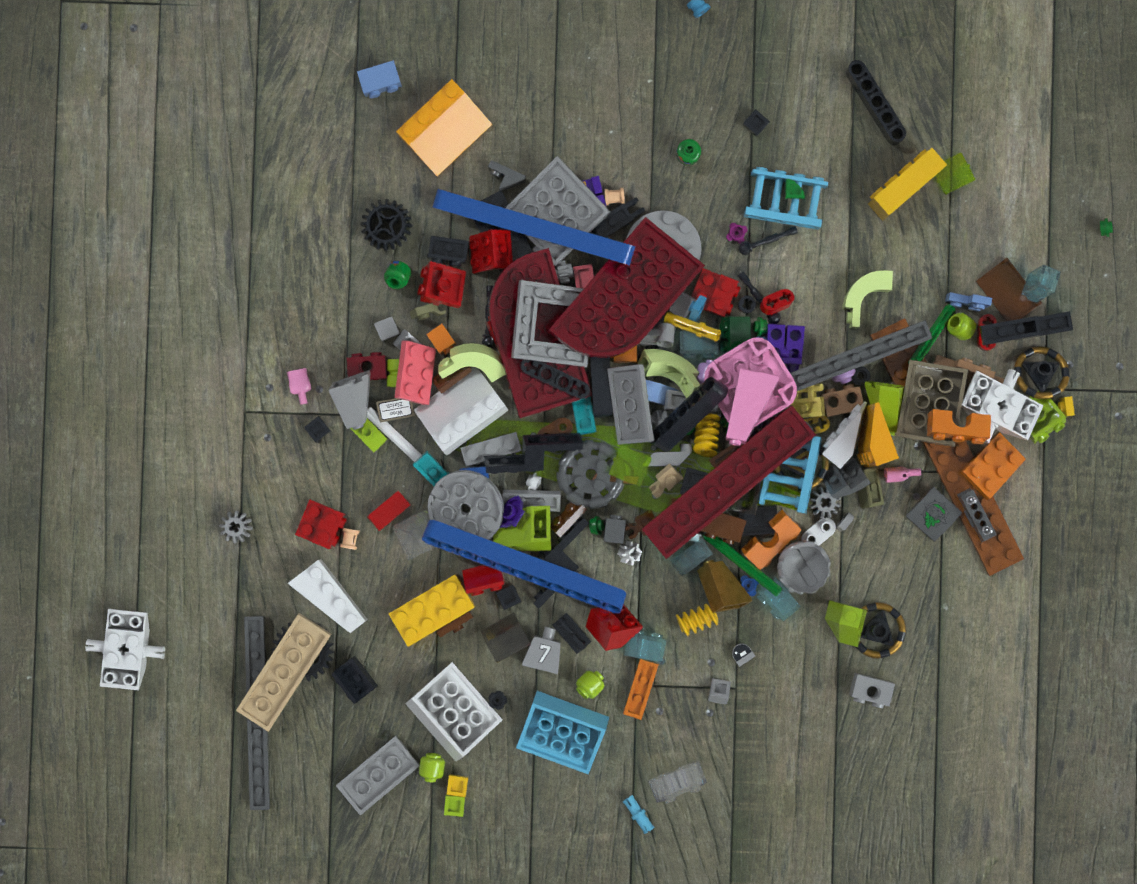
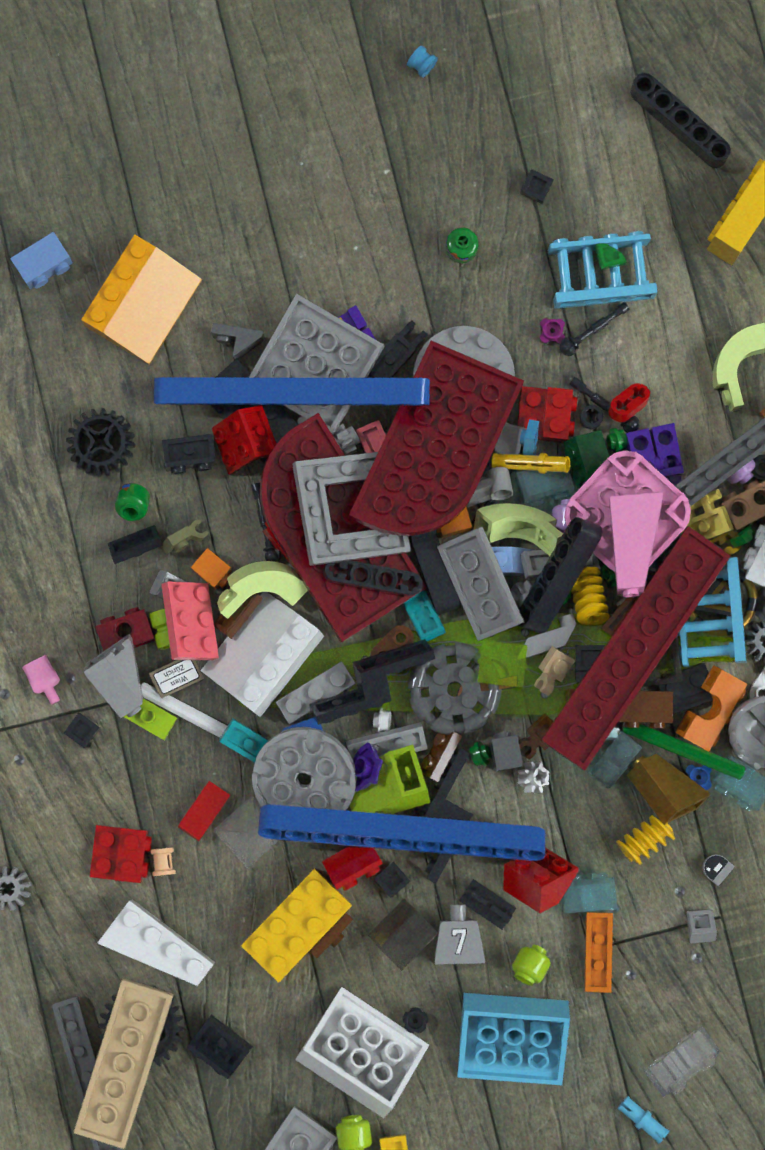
camera: 20 degrees left, 5 degrees down
(386, 329) = (137, 575): light grey slope -> none
(391, 306) = (134, 544): none -> black plate
(442, 285) = (193, 499): red plate -> none
(614, 196) = (383, 326): light nougat bush -> none
(830, 423) = (743, 537): none -> green tile

